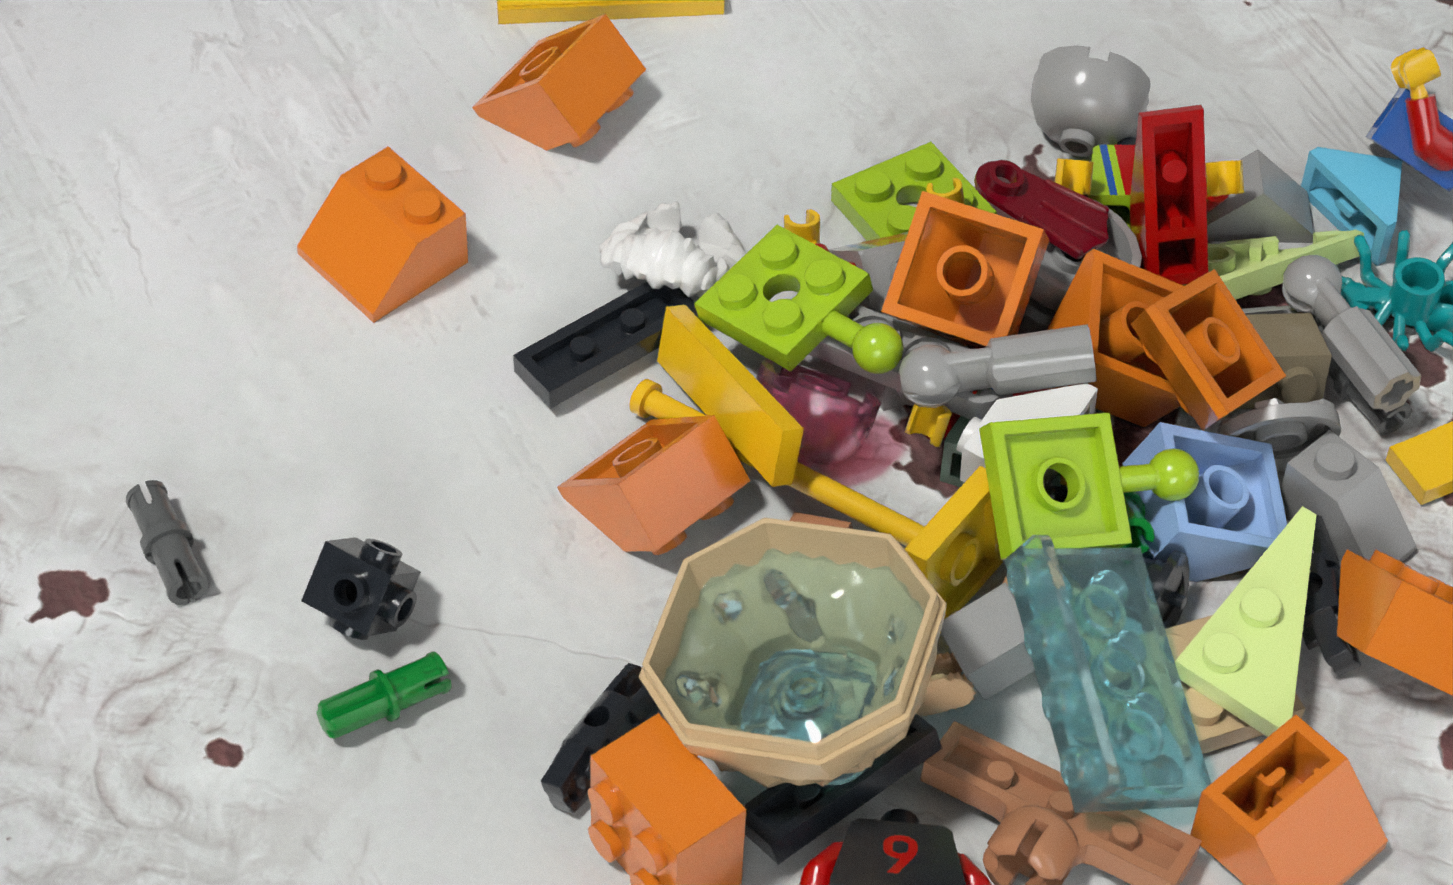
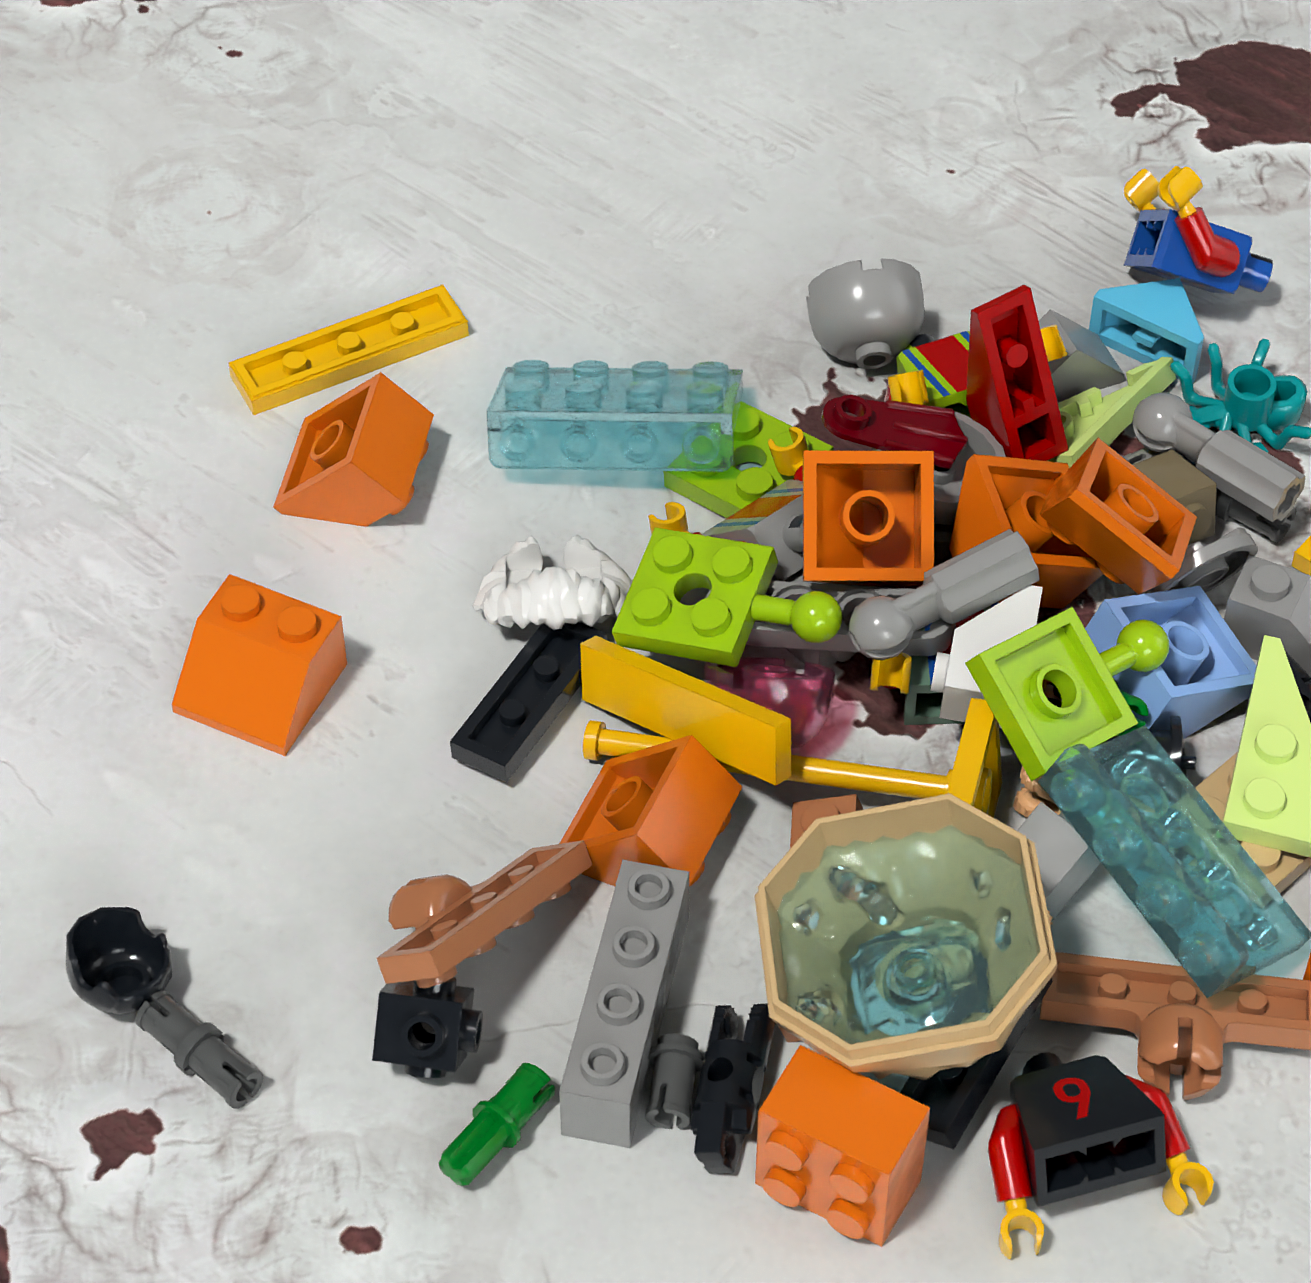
camera: 20 degrees left, 0 degrees up
(131, 440) = (116, 960): none -> black hair
(429, 501) = (462, 919): none -> nougat plate
(547, 632) = (624, 1004): none -> light grey brick
(558, 714) = (673, 1077): none -> dark grey pin
(806, 121) = (614, 417): none -> clear light blue bracket

